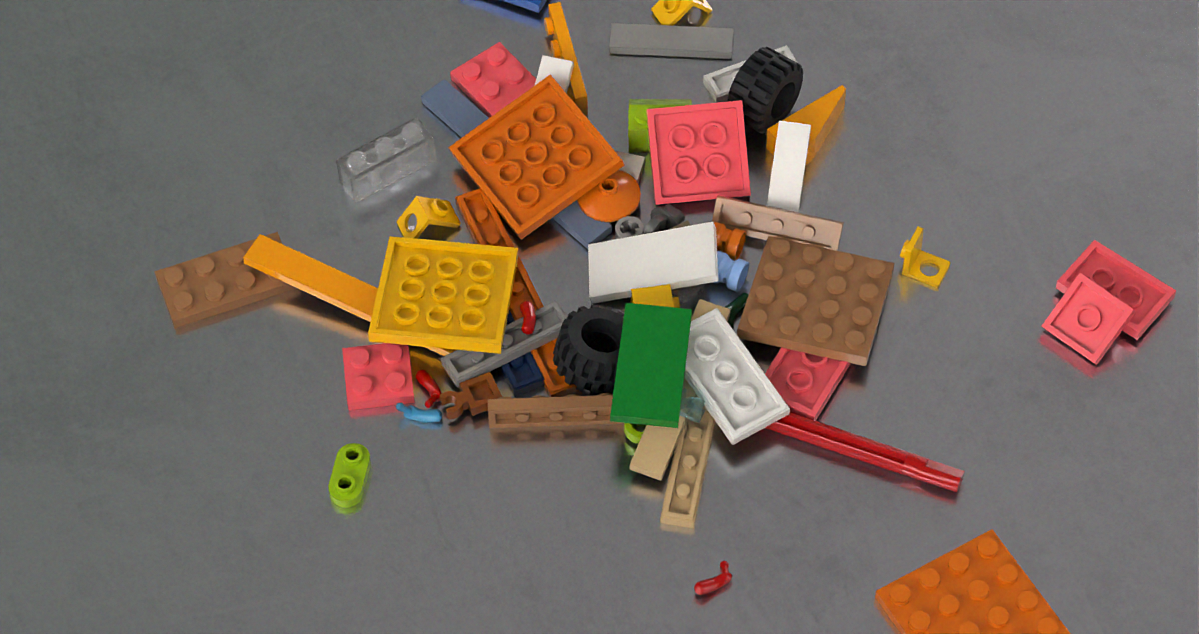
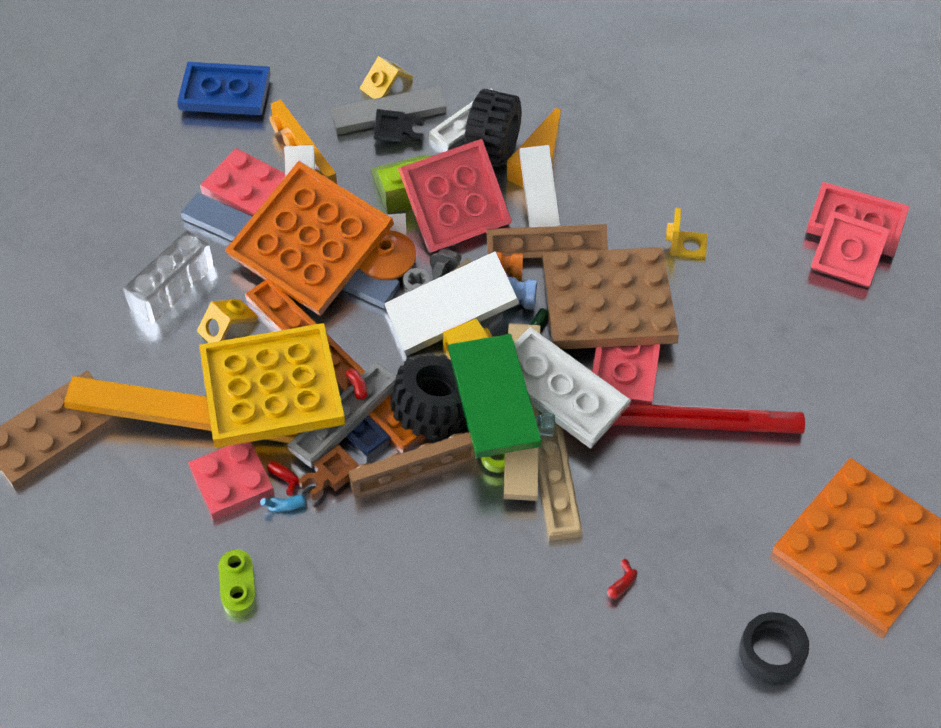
camera: 20 degrees left, 0 degrees up
(667, 60) = (392, 126): none -> black plate

